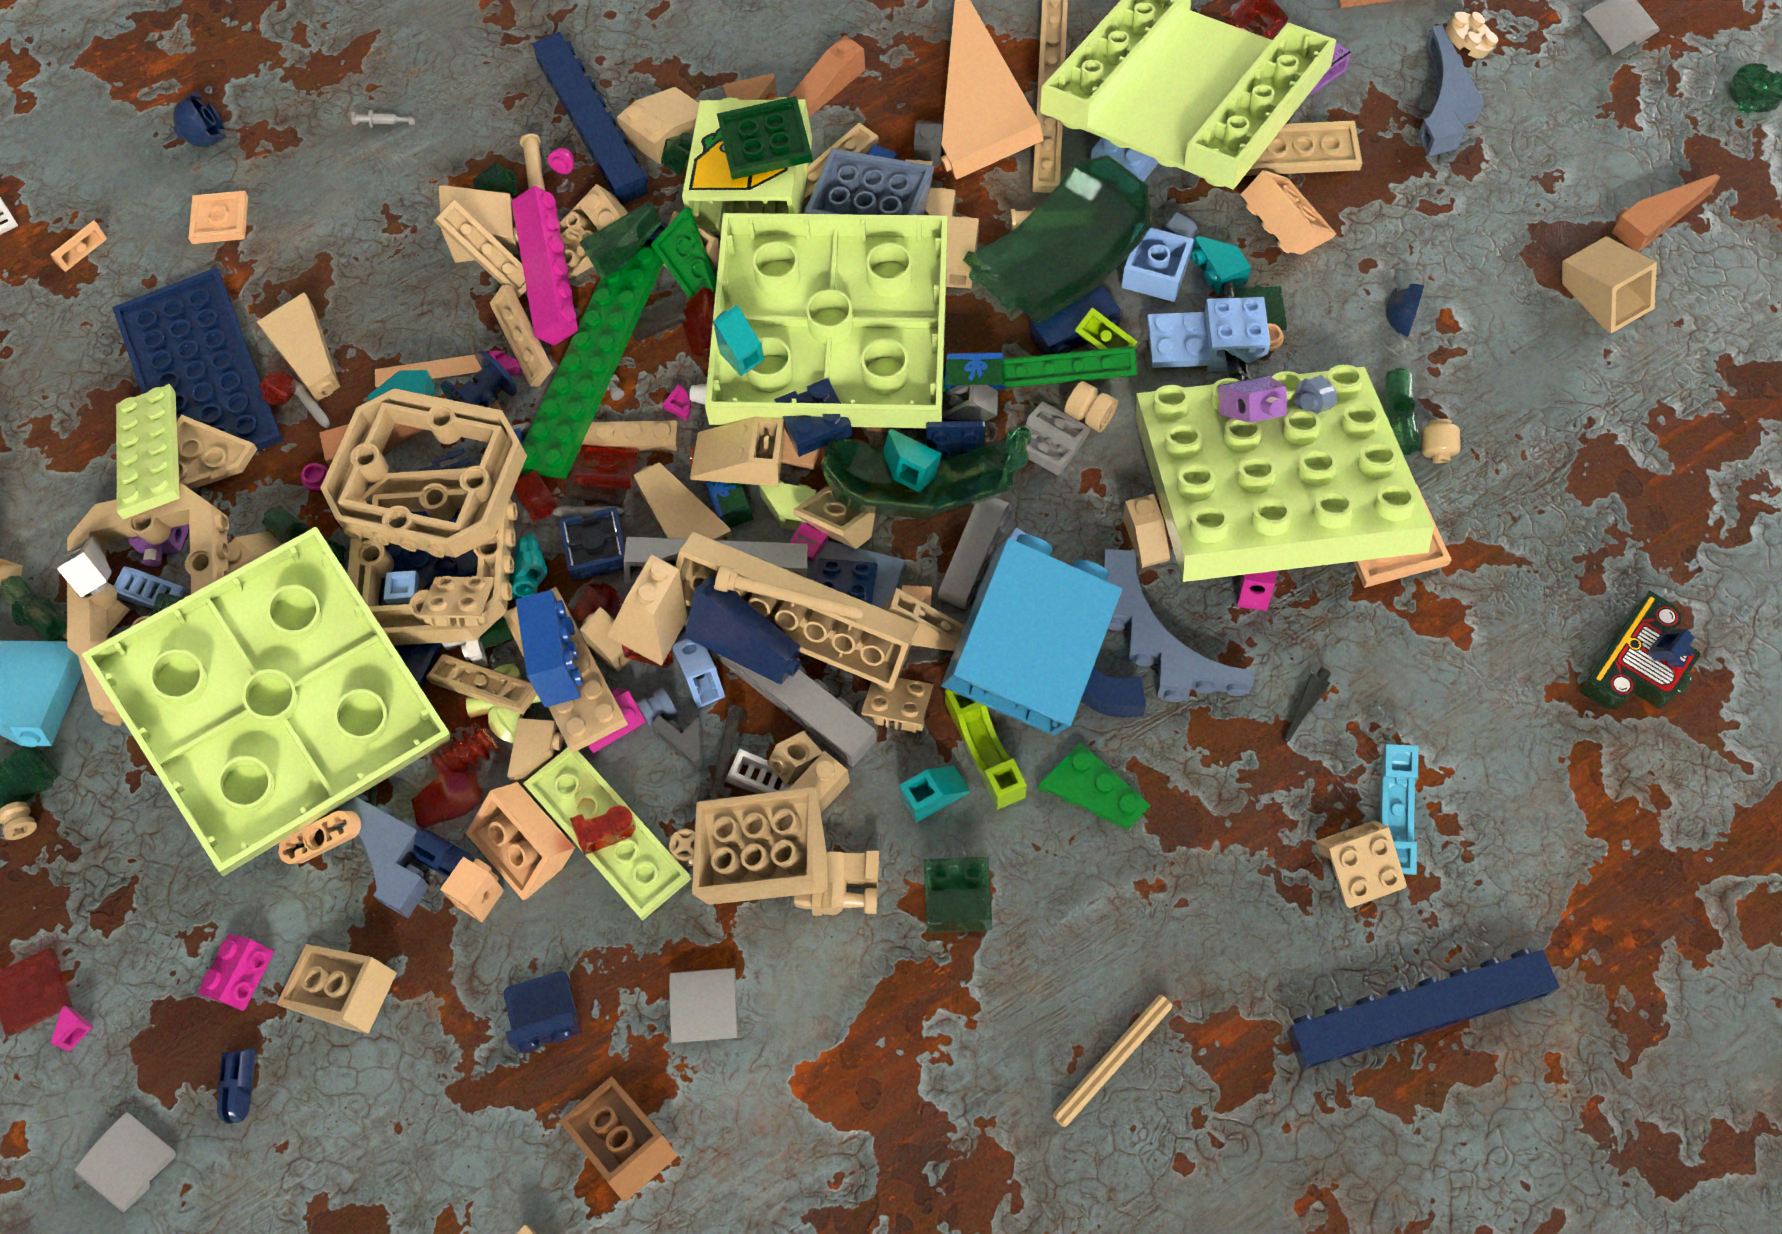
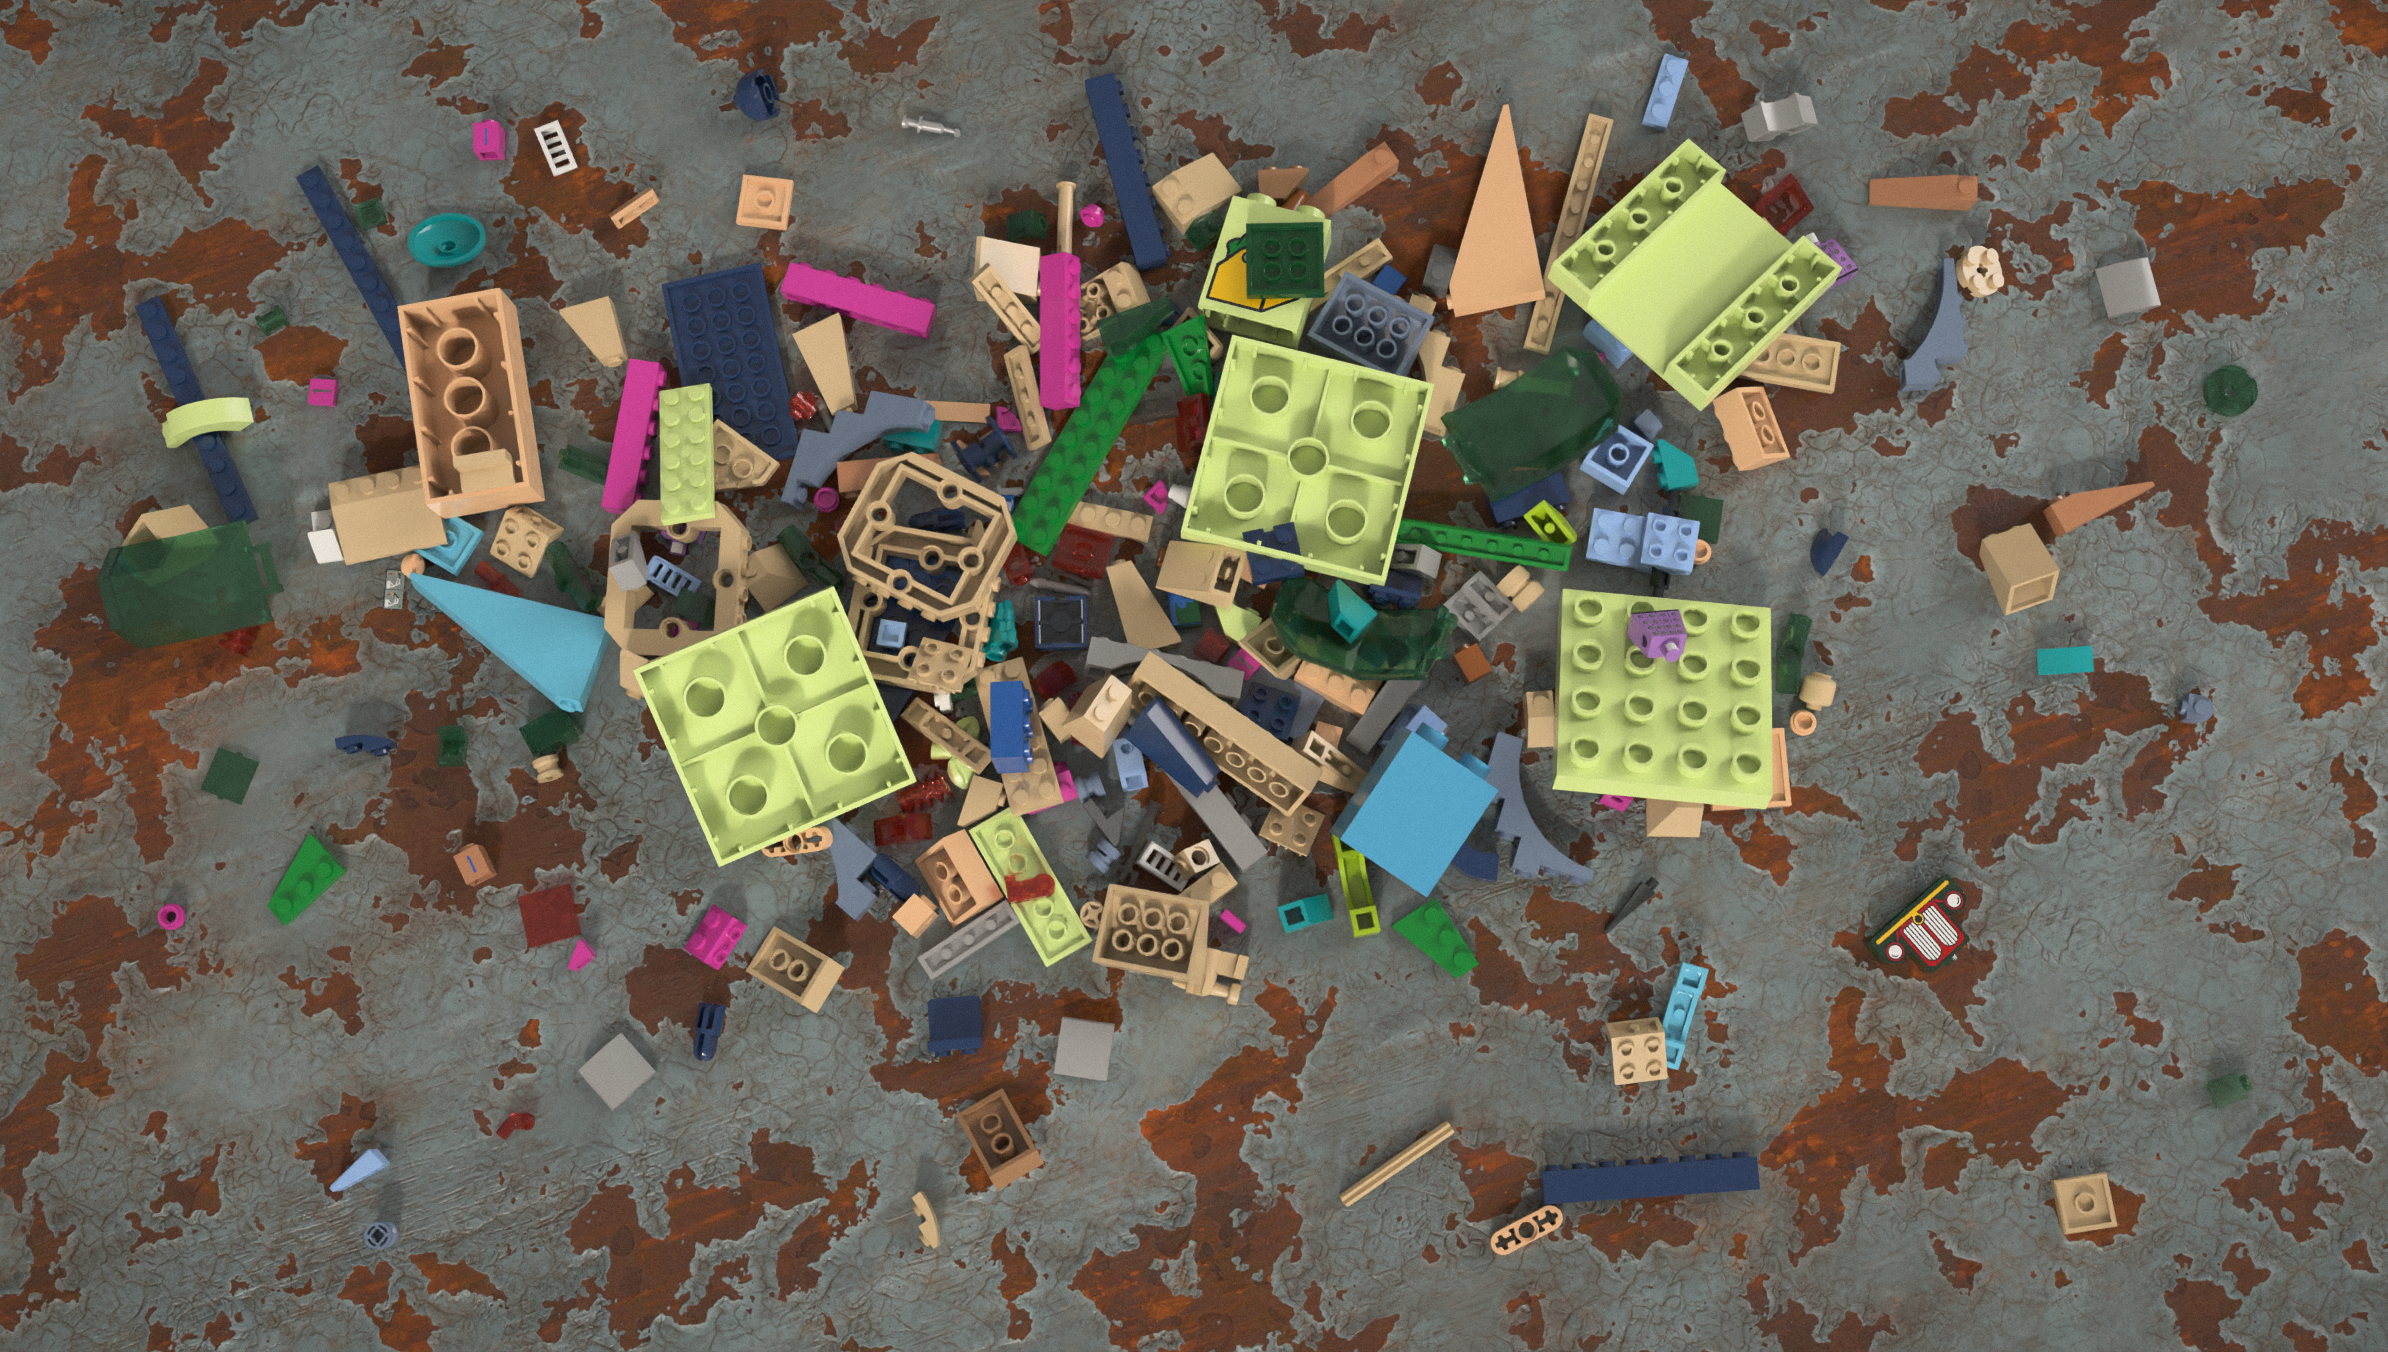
camera: 10 degrees right, 15 degrees up
(41, 496) = (583, 464): none -> clear green hinge
(47, 362) = (599, 329): none -> tan slope
(92, 450) = (633, 435): none -> dark pink brick
(327, 281) = (859, 300): none -> dark pink brick
(329, 400) = (820, 451): none -> sand blue arch
(542, 908) = (968, 940): none -> light grey plate
(685, 778) = (1098, 860): none -> sand blue wheel
(729, 580) = (1172, 708): tan piece -> none
(737, 341) = (1221, 481): teal slope -> none
(768, 528) = (1212, 647): none -> clear red brick
(852, 819) = (1233, 921): none -> dark pink tile
(920, 542) = (1337, 688): none -> light nougat slope
(957, 894) = (1304, 1005): clear green slope -> none
(975, 370) = (1425, 537): dark green piece -> none
(1057, 492) = (1471, 663): none -> dark orange brick
(1315, 395) = (1713, 639): sand blue plate -> none
(1316, 1097) = (1536, 1234): none -> light nougat beam
(1323, 595) = (1673, 818): none -> tan slope
(1435, 477) = (1802, 722): none -> light nougat plate
(1671, 646) = (1945, 931): dark blue tile -> none
(1691, 358) = (2065, 660): none -> teal slope

